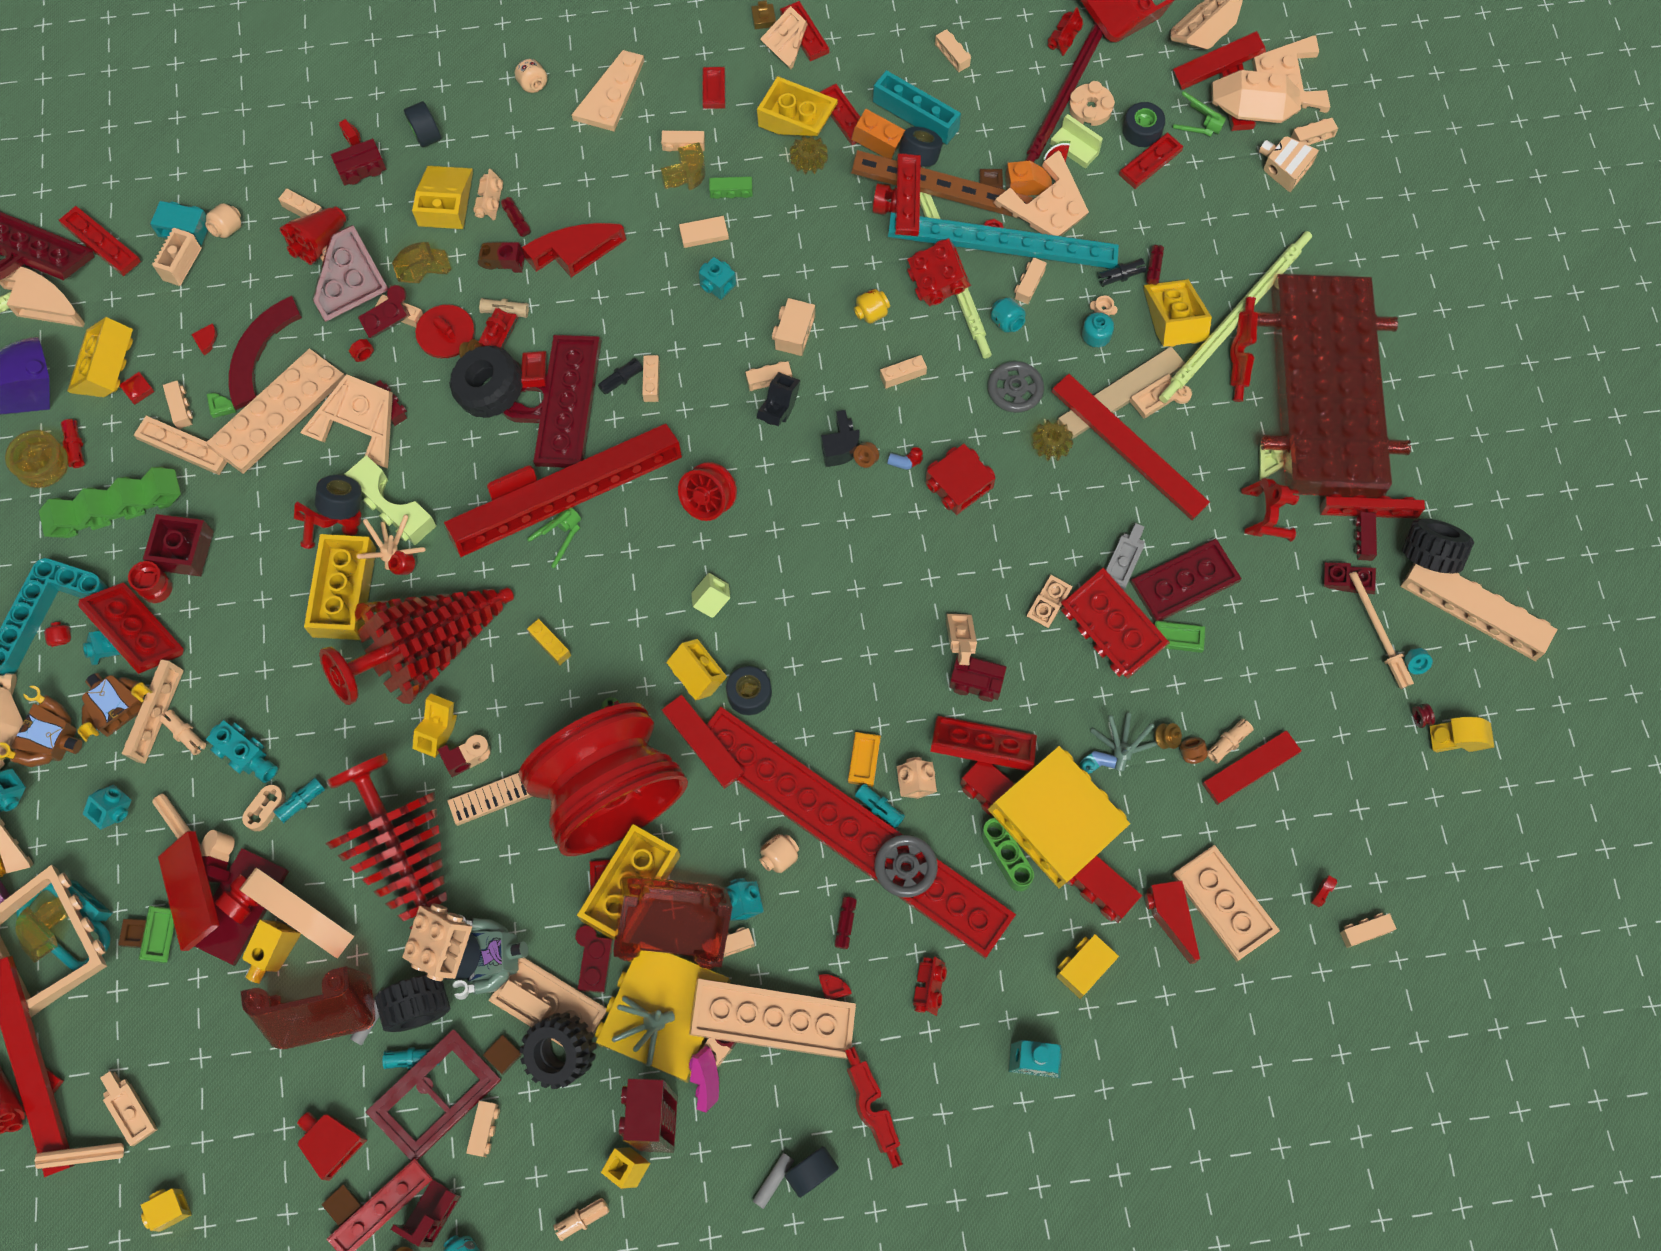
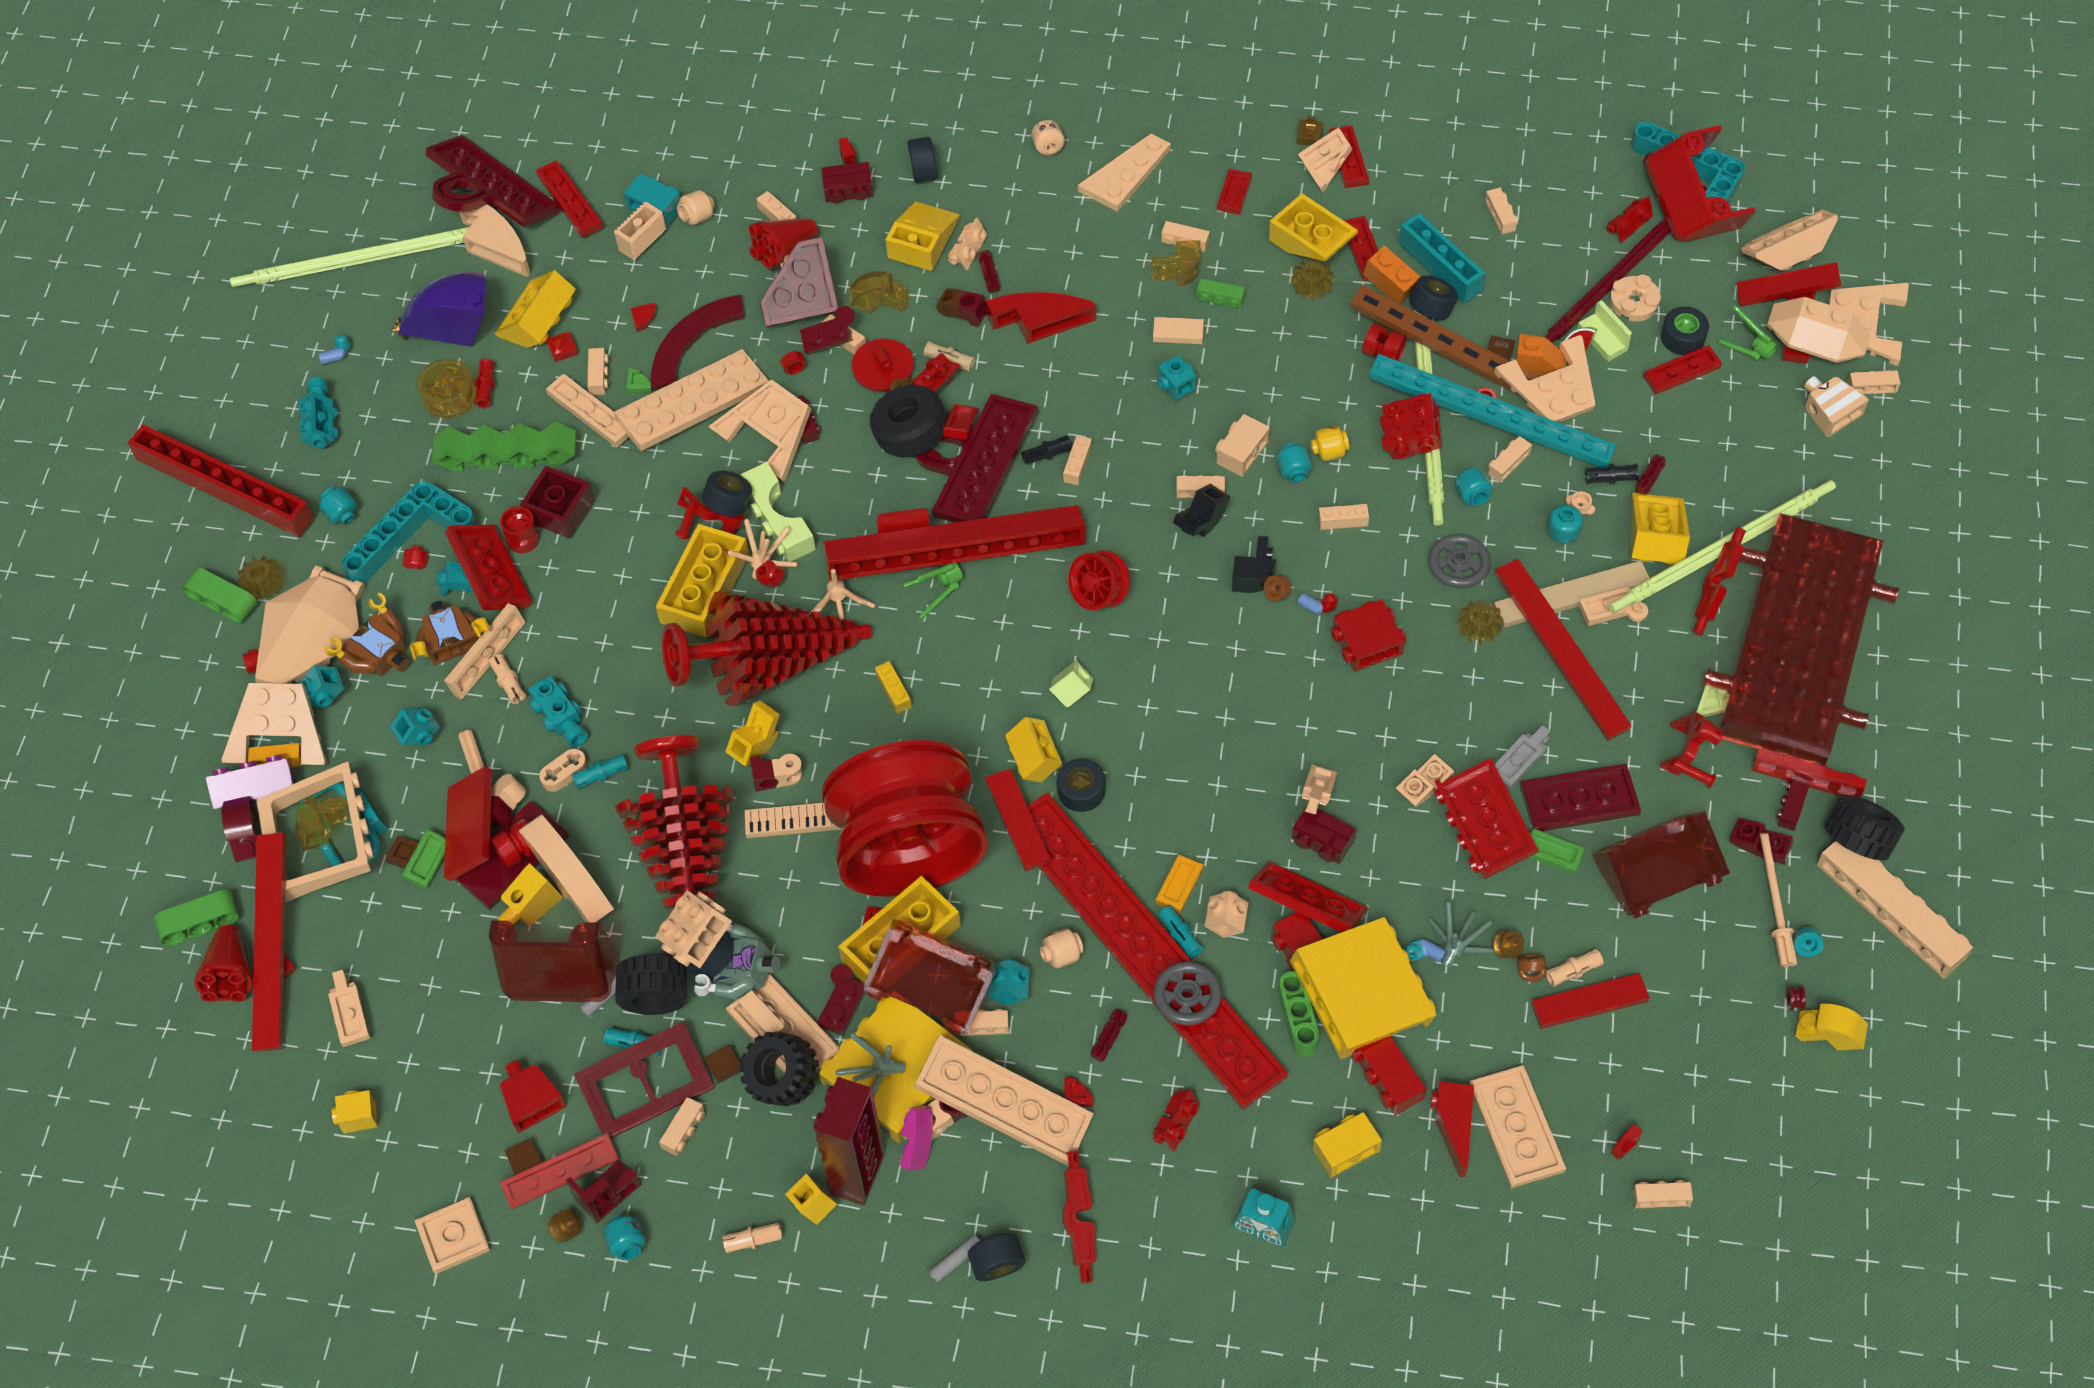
camera: 20 degrees right, 10 degrees down
(79, 1155) = (291, 1037): light nougat axle -> none
(470, 565) = (836, 592): none -> light nougat plant
(845, 332) = (1294, 462): none -> teal head
(908, 195) = (1401, 340): red tile -> none
(1274, 621) = (1662, 862): none -> clear red windscreen

